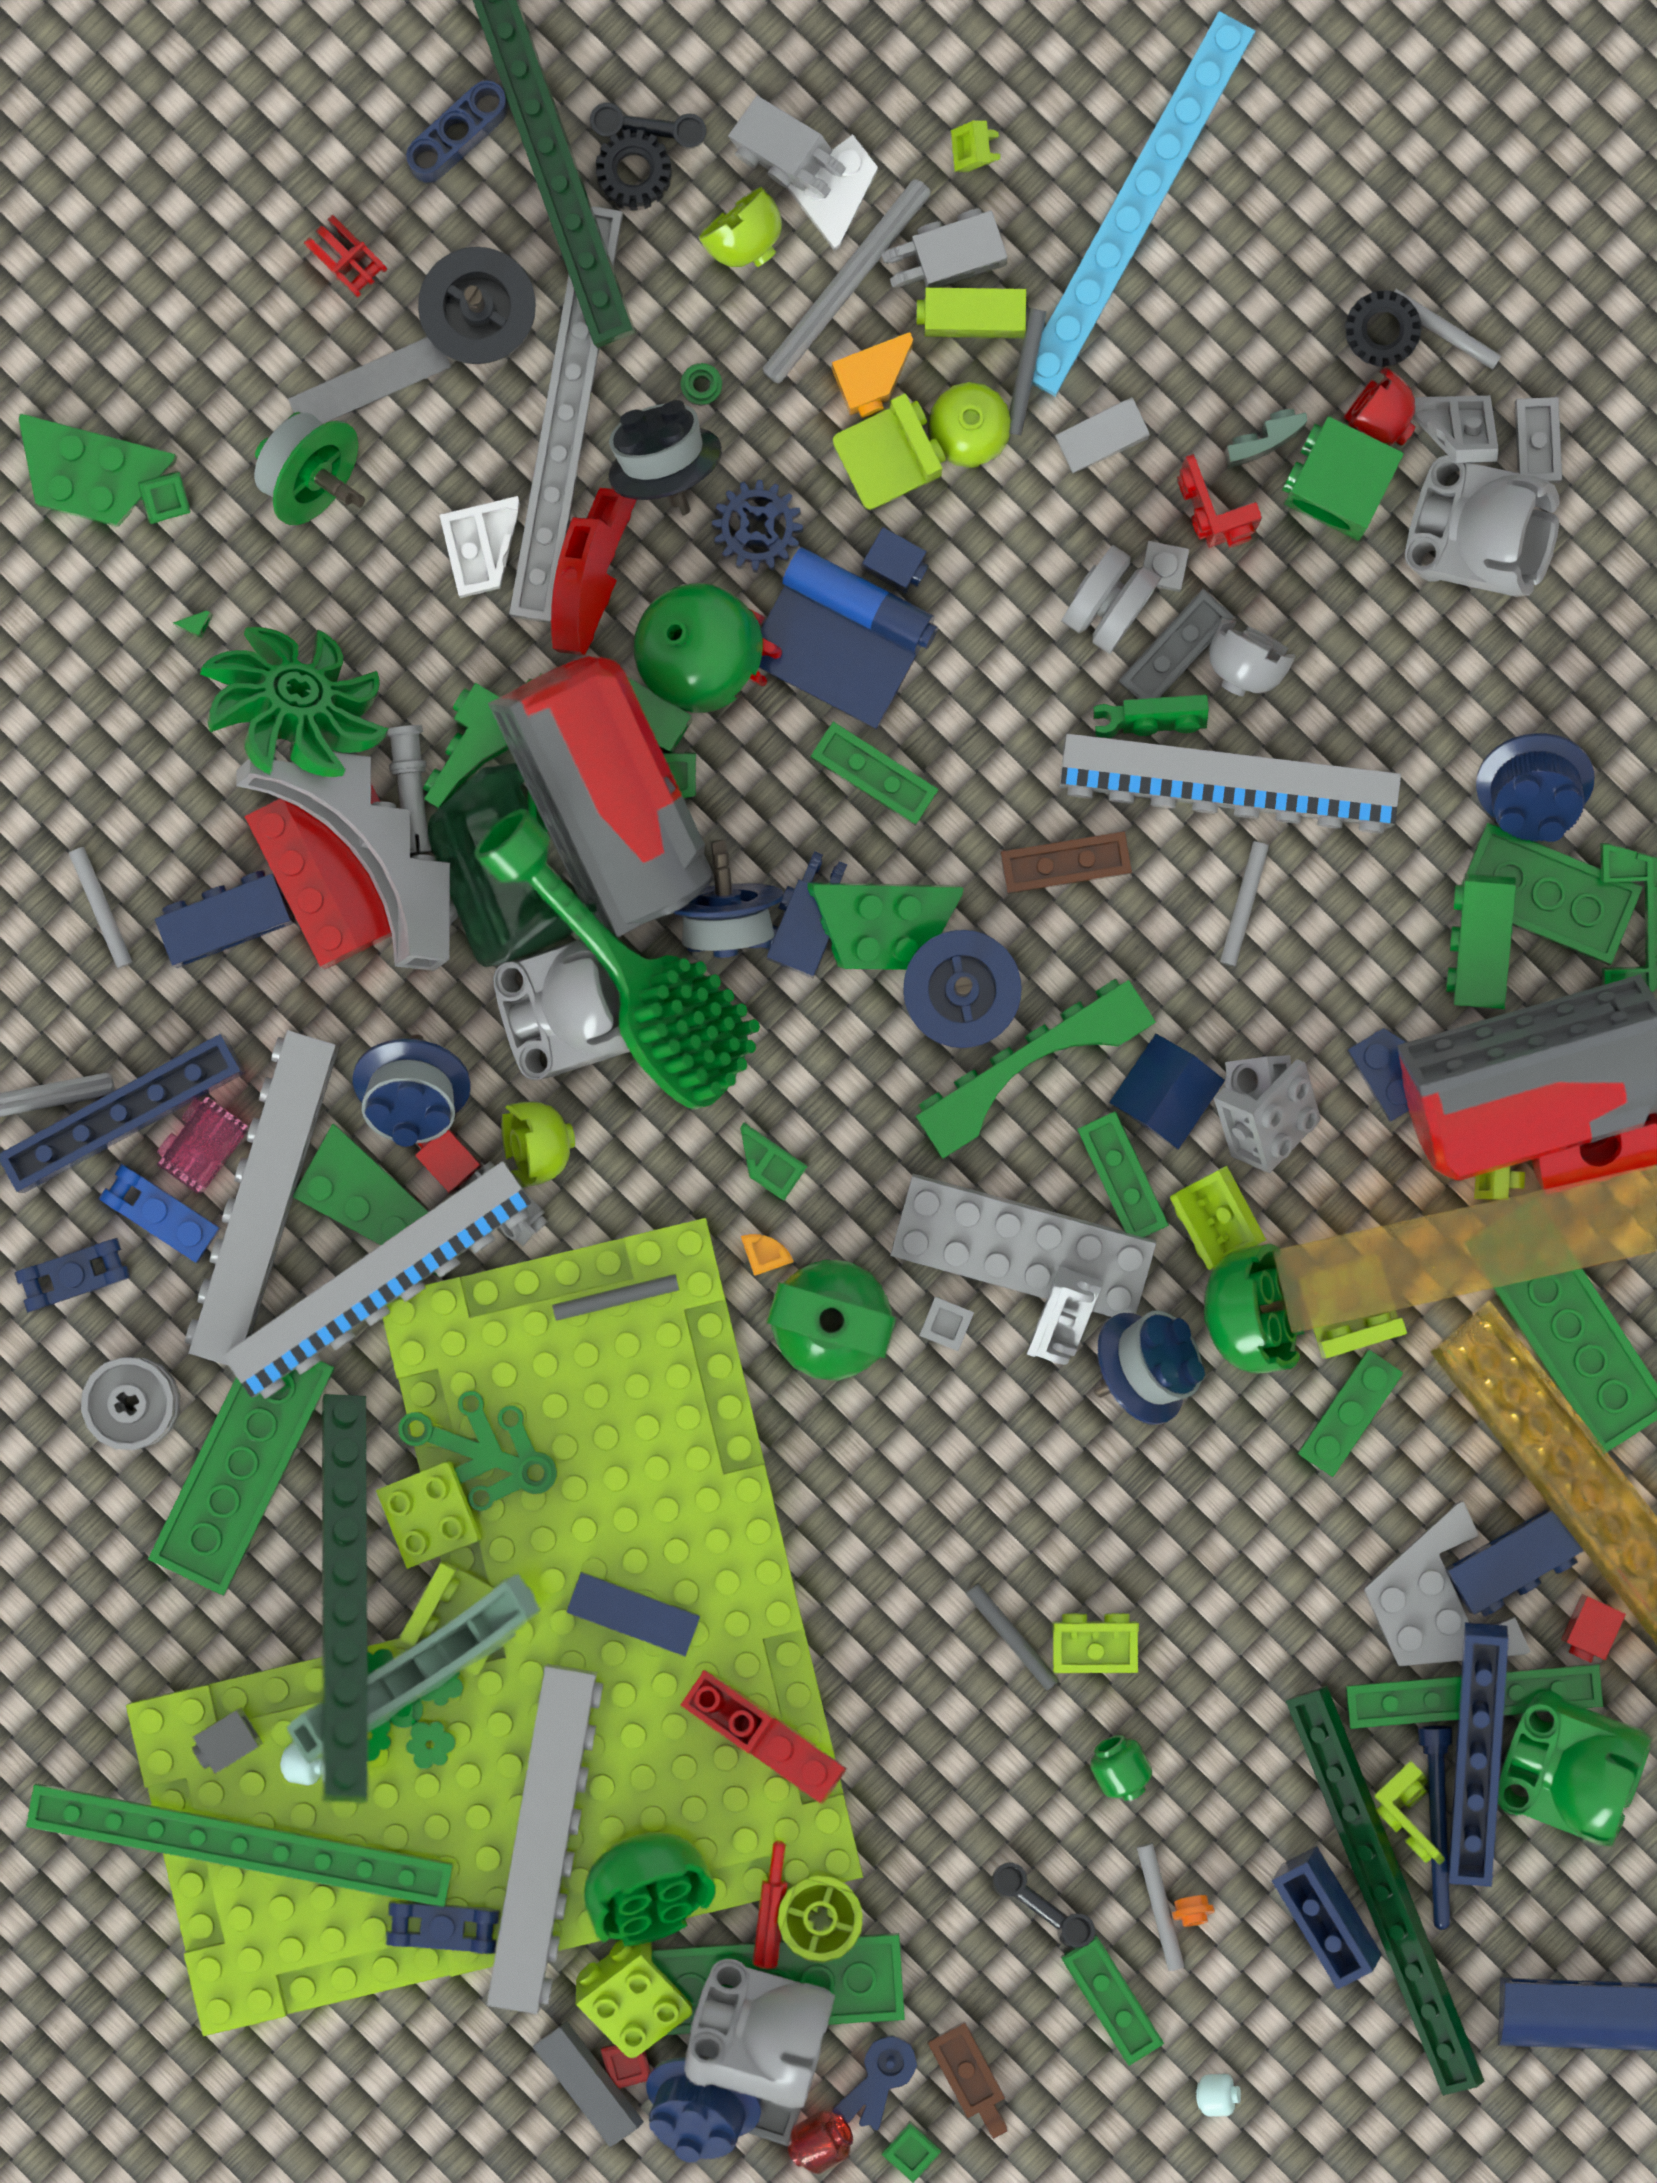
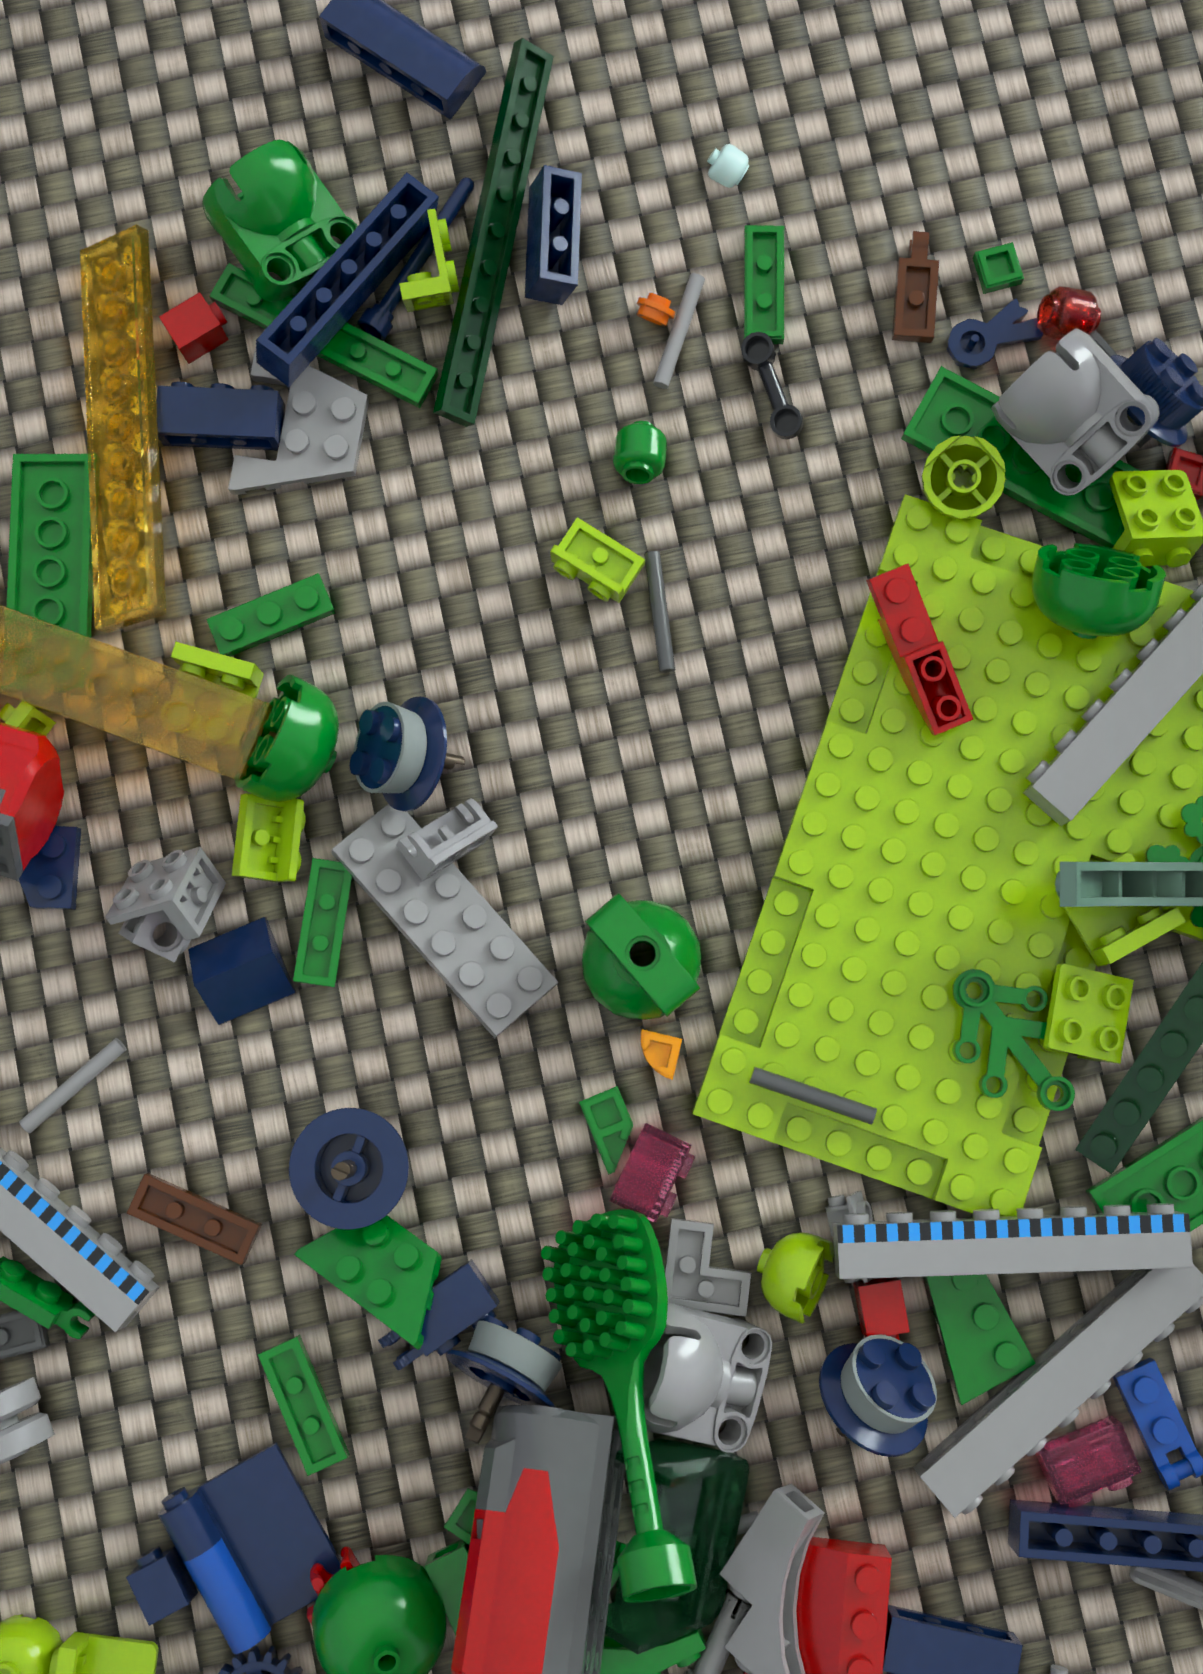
camera: 145 degrees left, 5 degrees down
(619, 1081) = (691, 1278): none -> light grey plate
(633, 1614) = (964, 820): dark blue tile -> none
(708, 1147) = (652, 1172): none -> clear pink brick
(772, 1893) = (993, 519): red axle -> none
(946, 1323) = (548, 895): light grey plate -> none
(1107, 1021) = (249, 1059): green arch -> none

